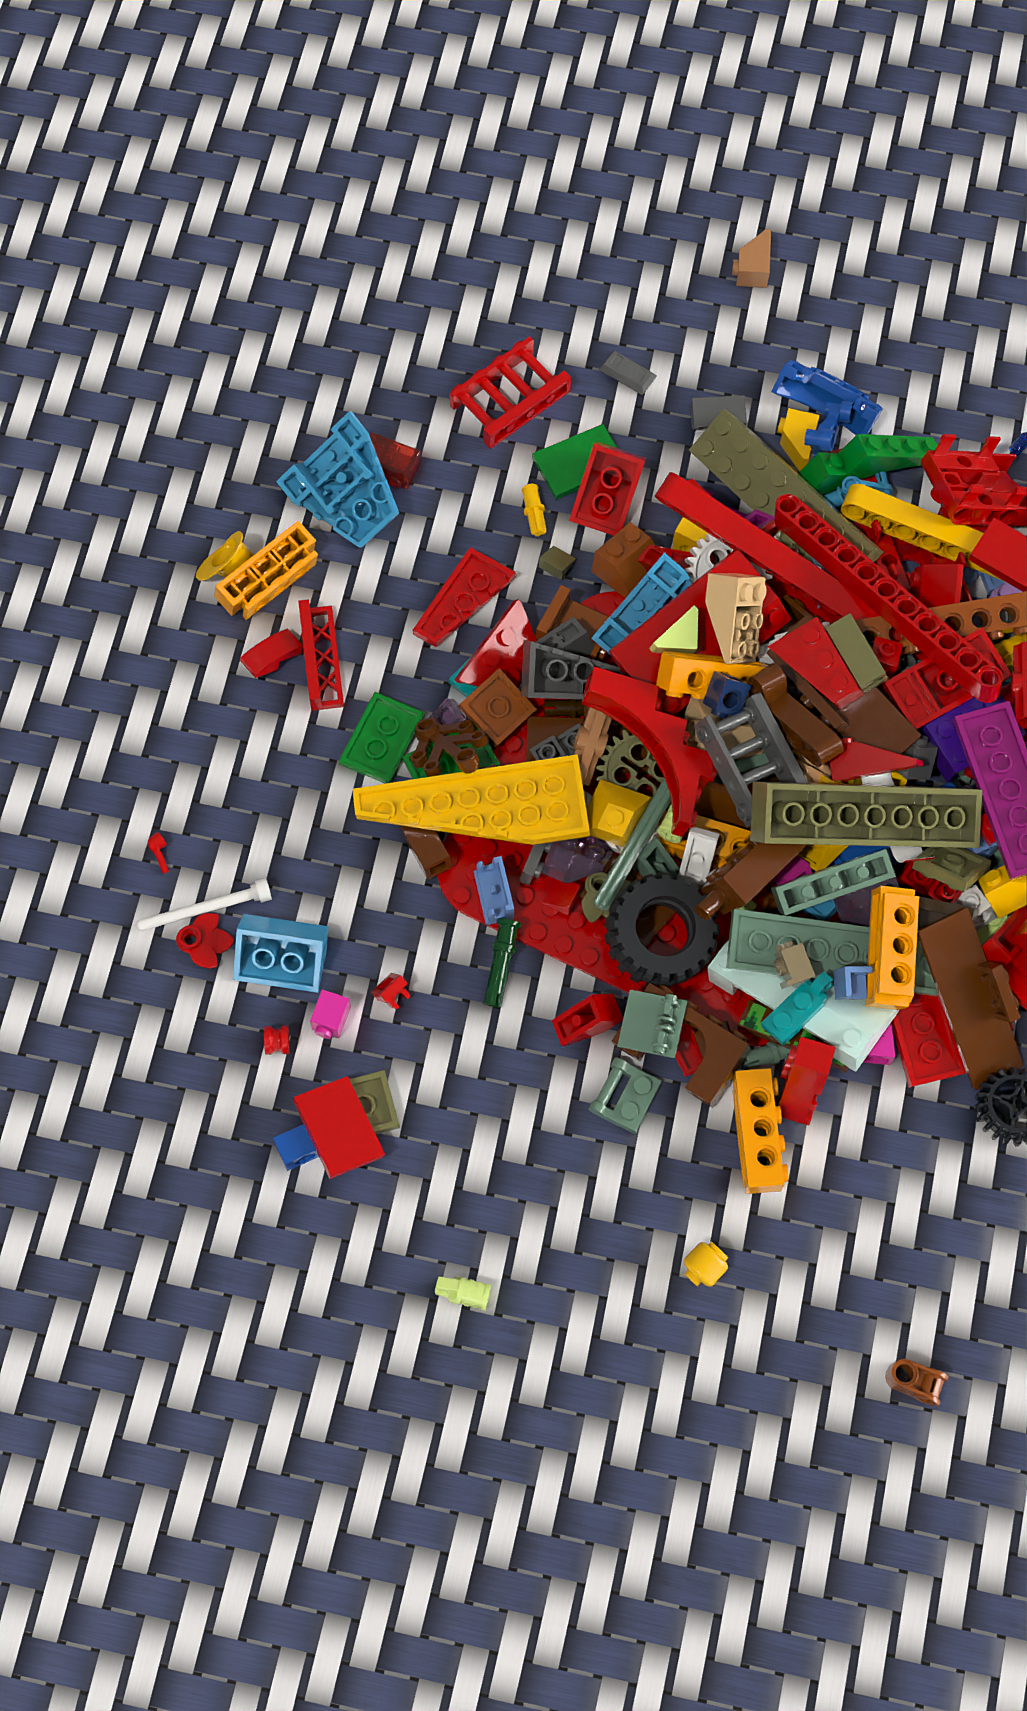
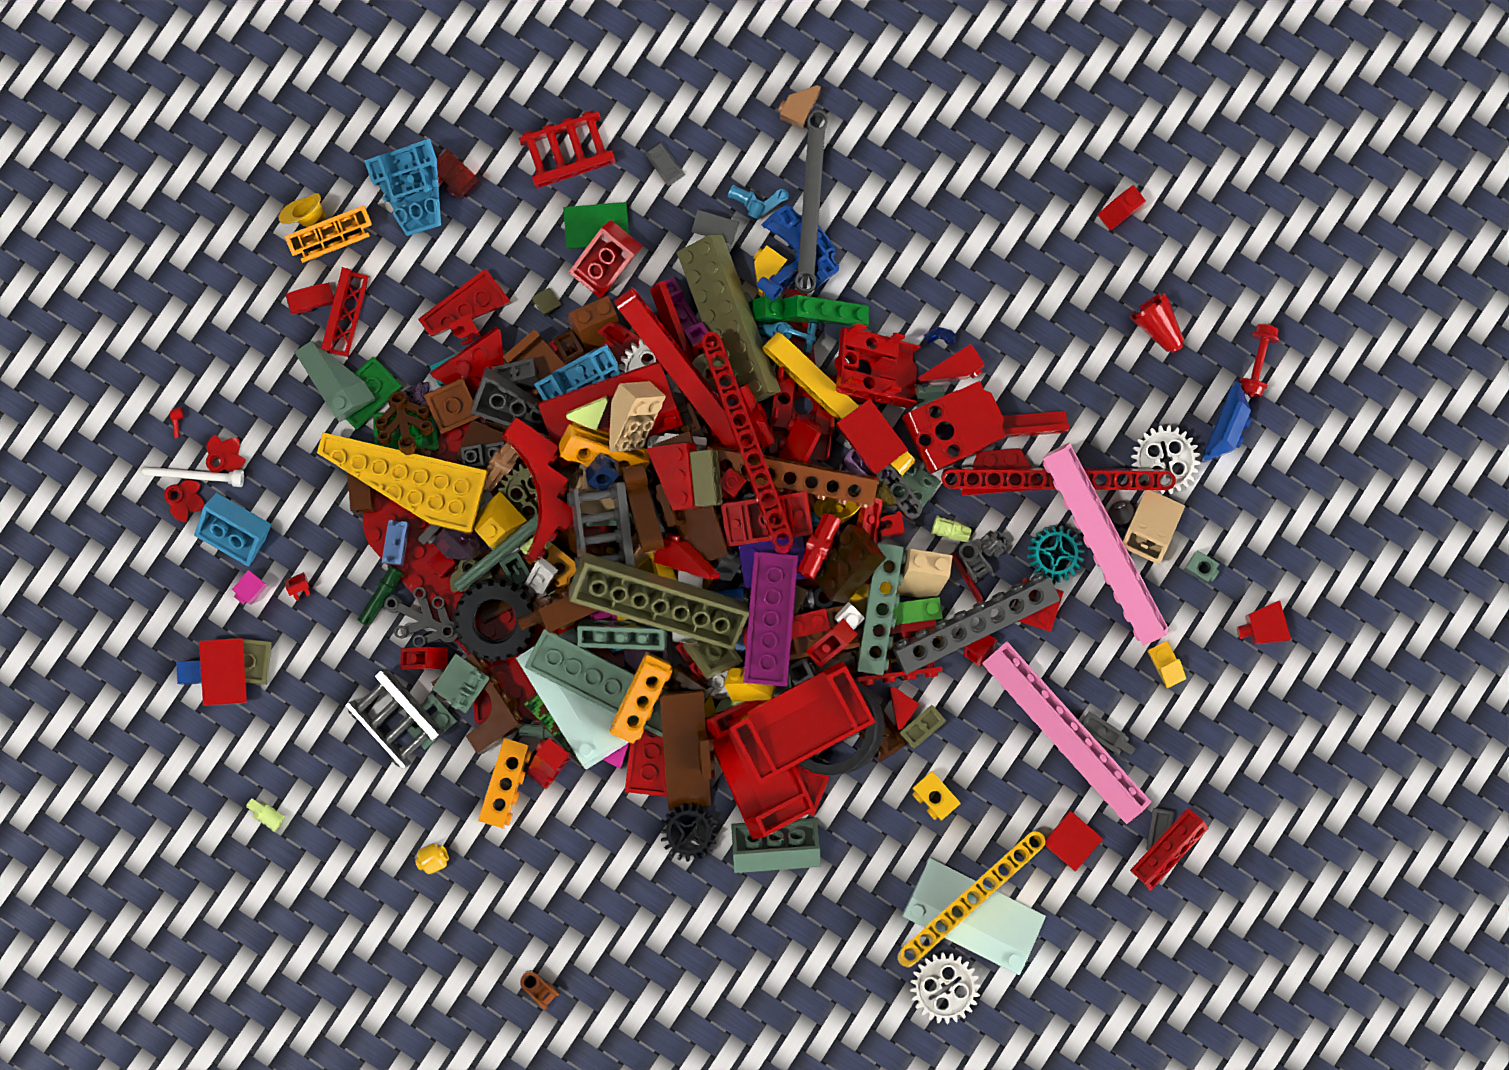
camera: 20 degrees right, 15 degrees up
(236, 867) = (225, 451): none -> red plate
(276, 1040) = (206, 592): red wheel -> none
(343, 737) = (337, 384): none -> sand green wedge
(478, 615) = (465, 327): none -> red hinge
(534, 509) = (546, 254): yellow axle -> none
(568, 971) = (424, 619): none -> dark grey plant
(606, 1088) = (415, 714): none -> dark grey fence
(608, 594) = (568, 346): none -> reddish brown slope
(756, 378) = (756, 207): none -> dark azure pin
(792, 964) = (567, 684): dark tan brick -> none
(798, 1009) = (559, 715): teal hinge -> none
(817, 348) = (811, 201): none -> dark grey piece
(851, 982) = (603, 711): medium blue panel -> none

